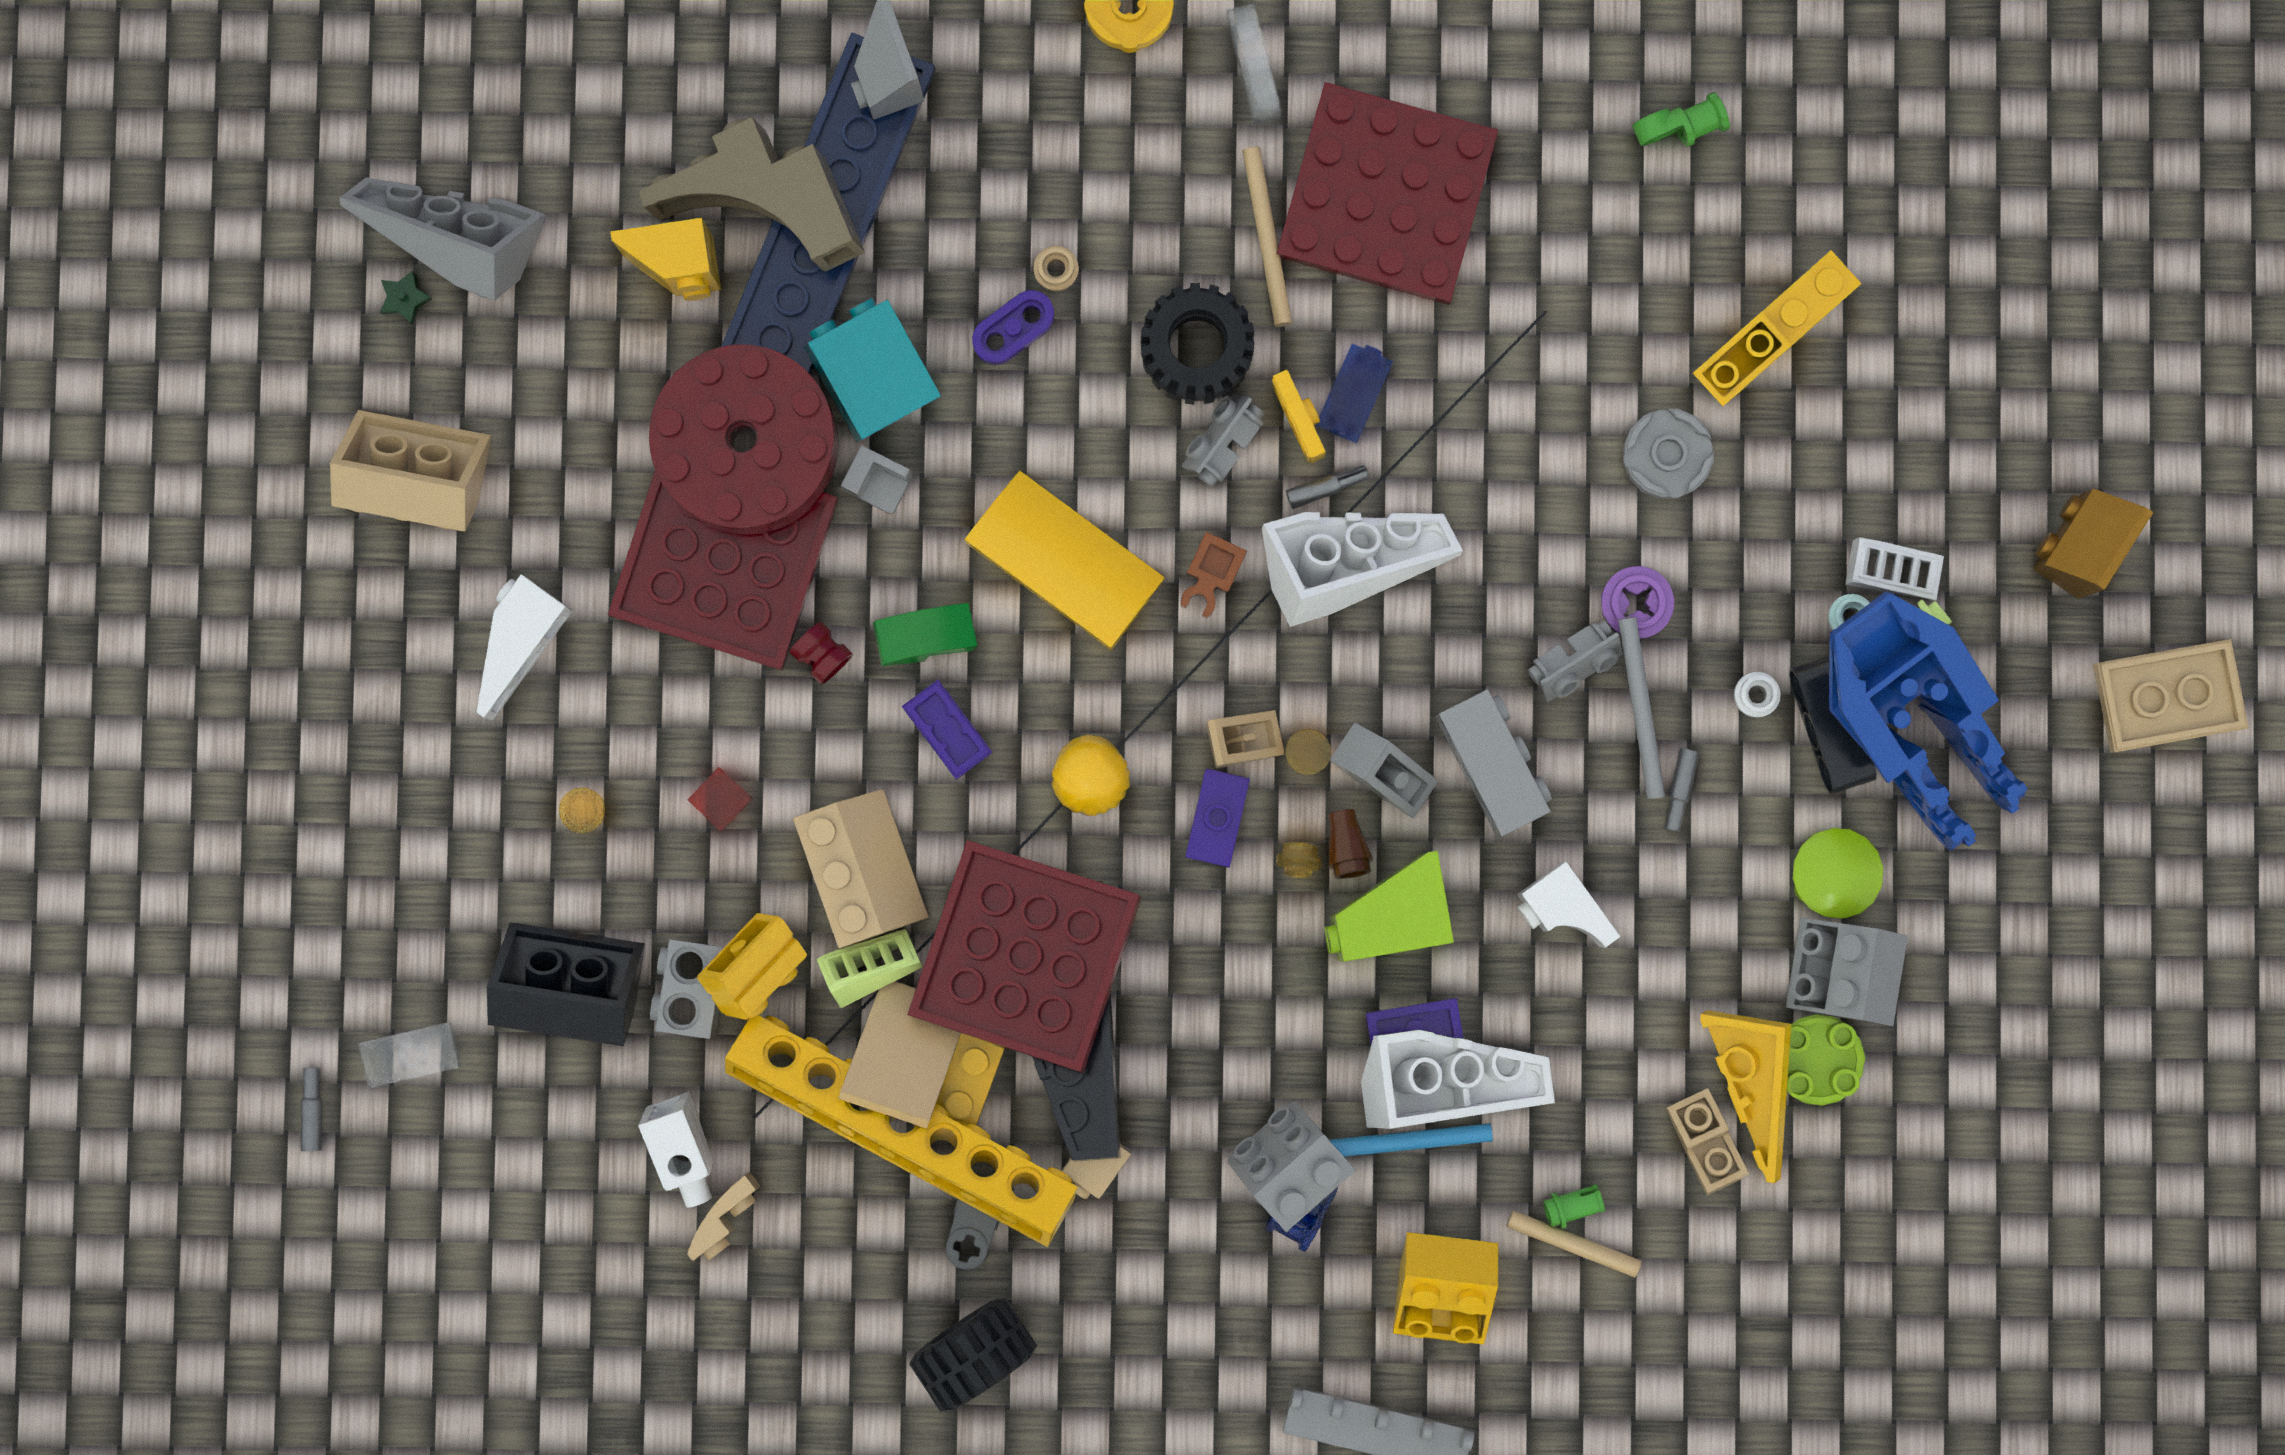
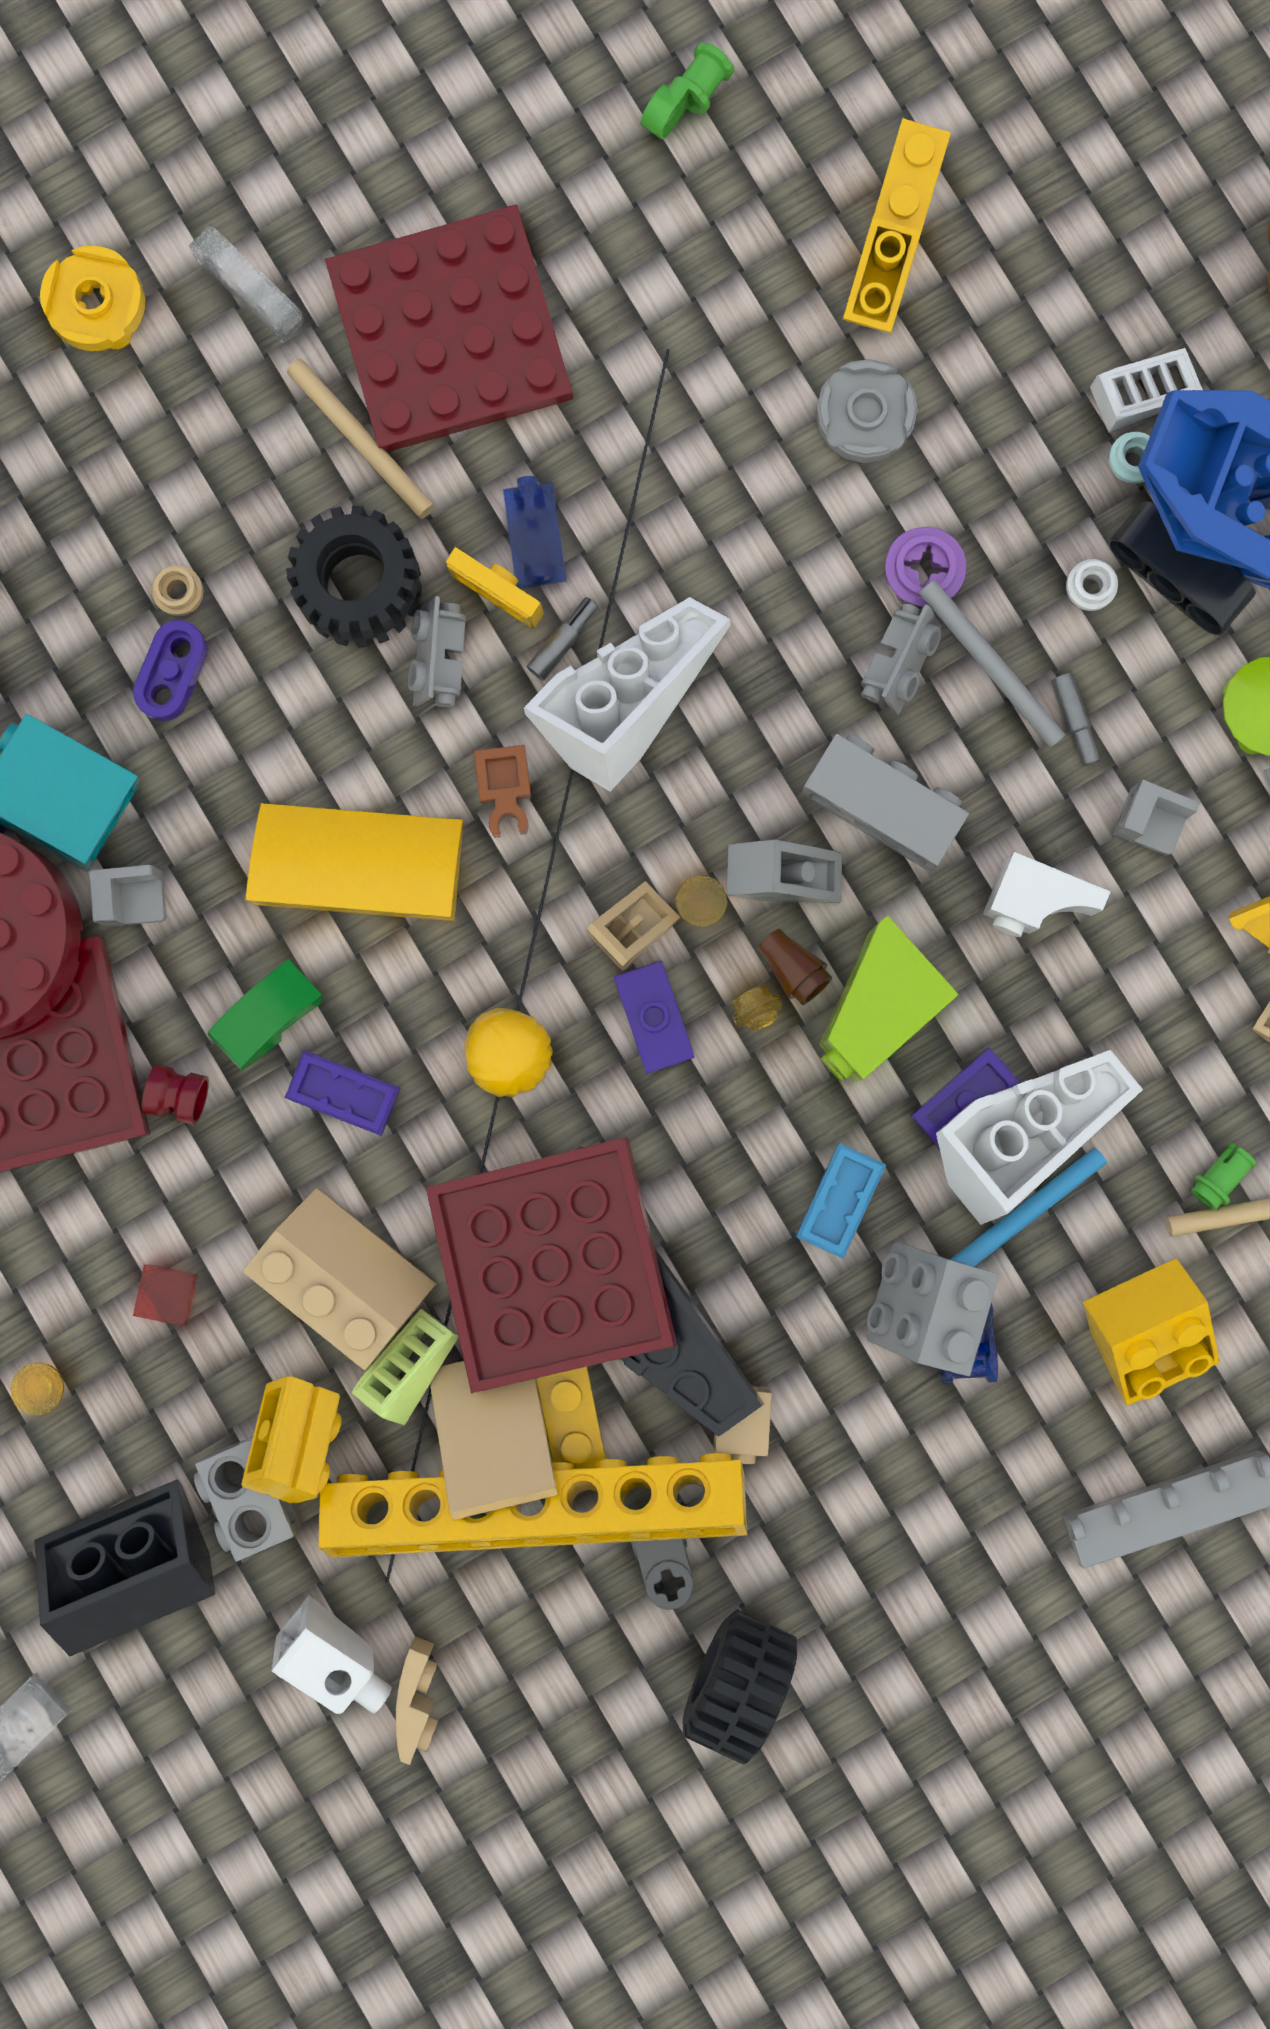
camera: 25 degrees left, 0 degrees up
(1272, 1043) = (840, 1200): none -> dark azure plate
(1692, 902) = (1154, 817): none -> light grey panel

